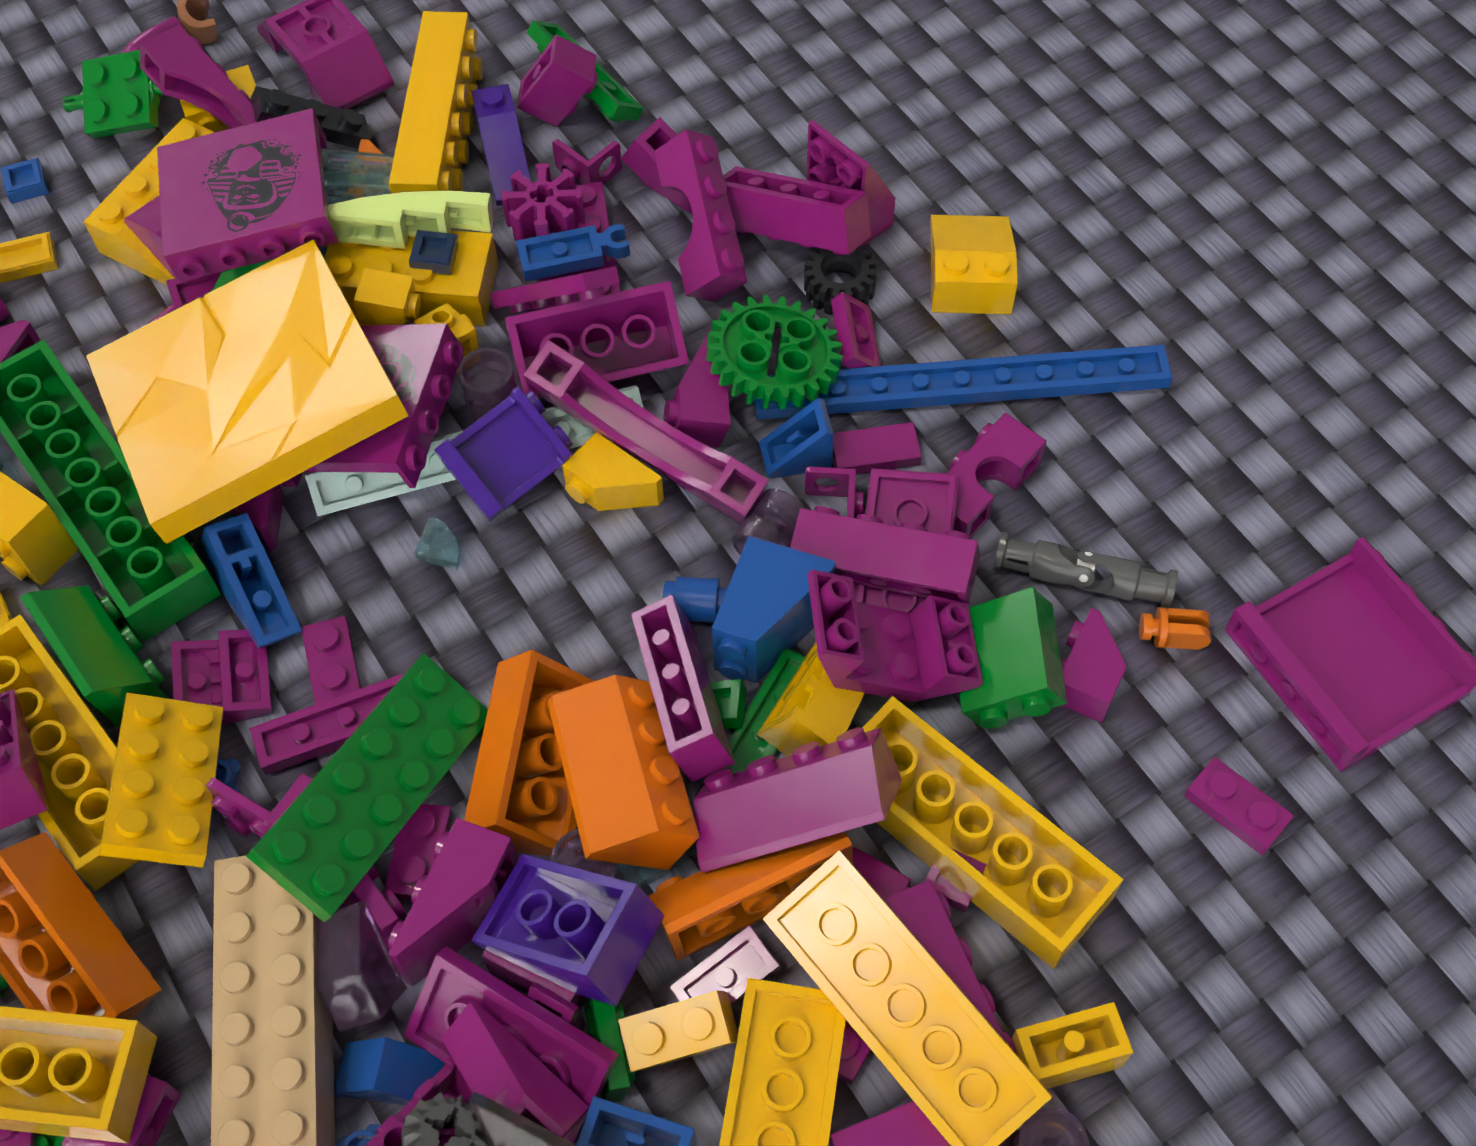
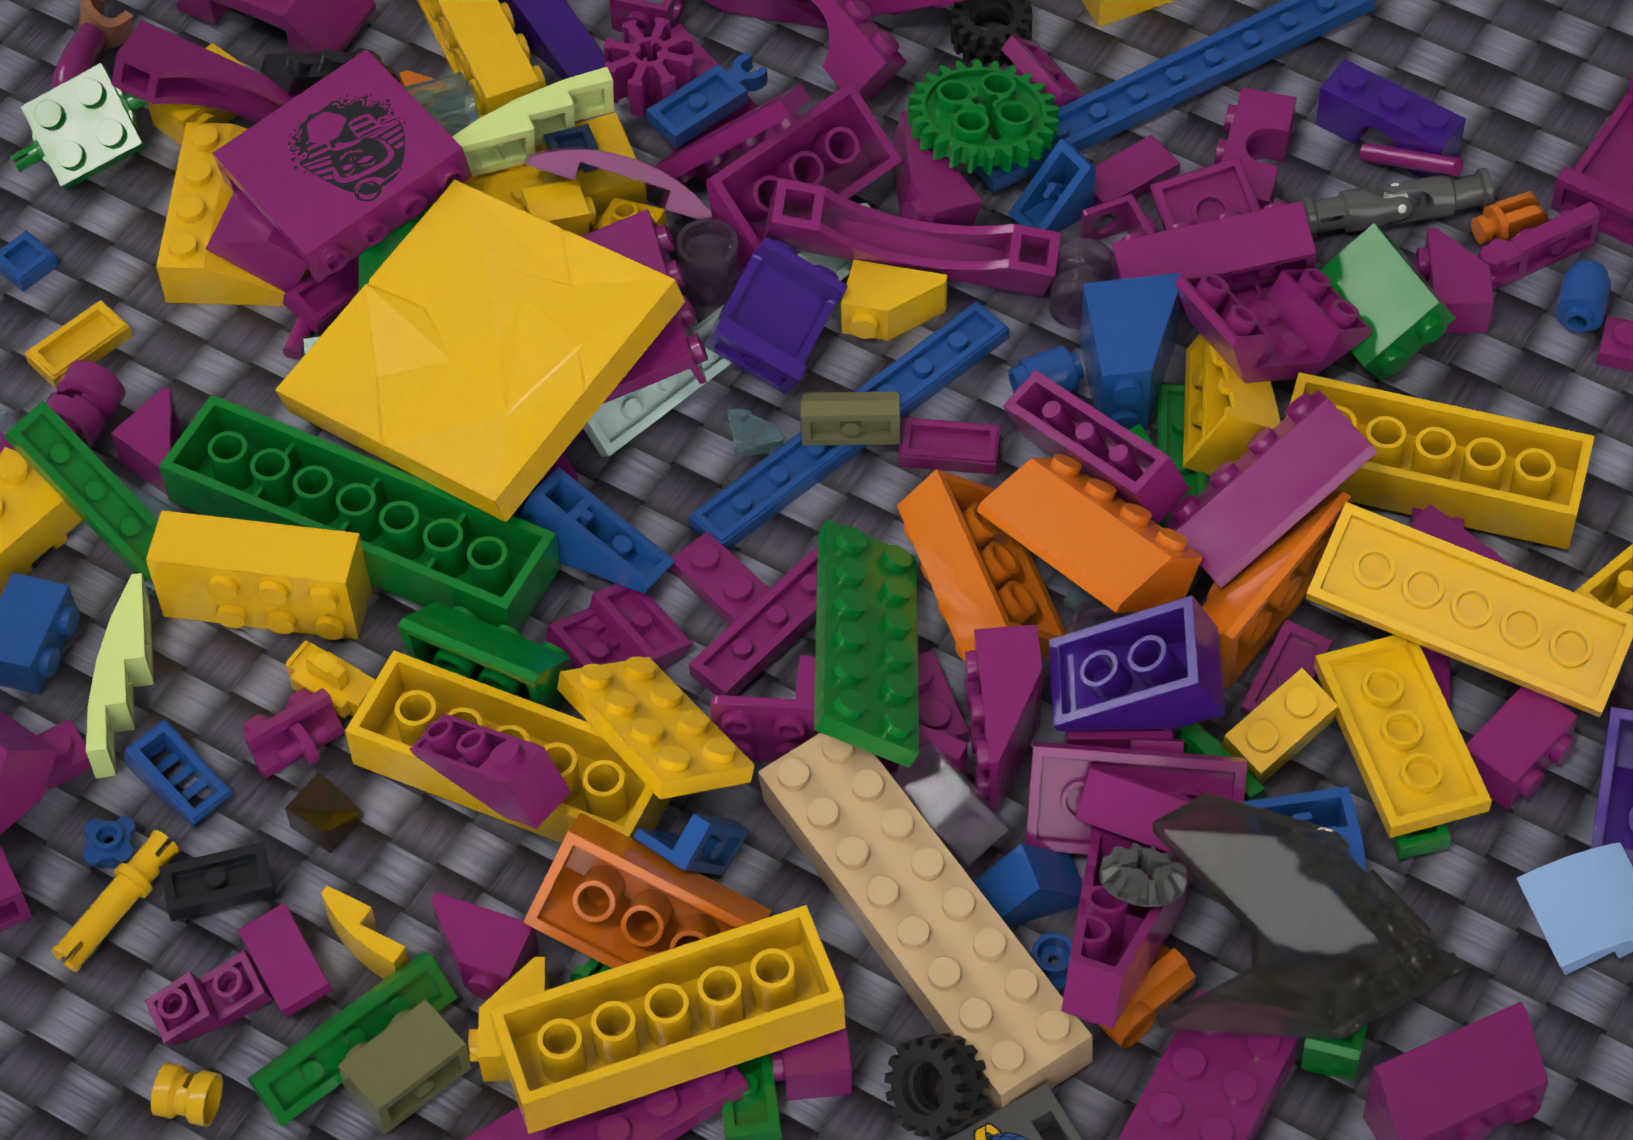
camera: 25 degrees left, 5 degrees down
(131, 900) = (704, 845): none -> blue panel
(409, 258) = (566, 162): none -> magenta slope
(512, 566) = (850, 418): none -> olive panel
(517, 573) = (797, 468): none -> blue tile
(585, 625) = (949, 445): none -> magenta tile
(1119, 536) = (1411, 159): none -> magenta piece
(1140, 514) = (1360, 99): none -> dark purple arch
(1188, 664) = (1541, 246): none -> magenta hinge
(1202, 729) = (1583, 296): none -> blue brick

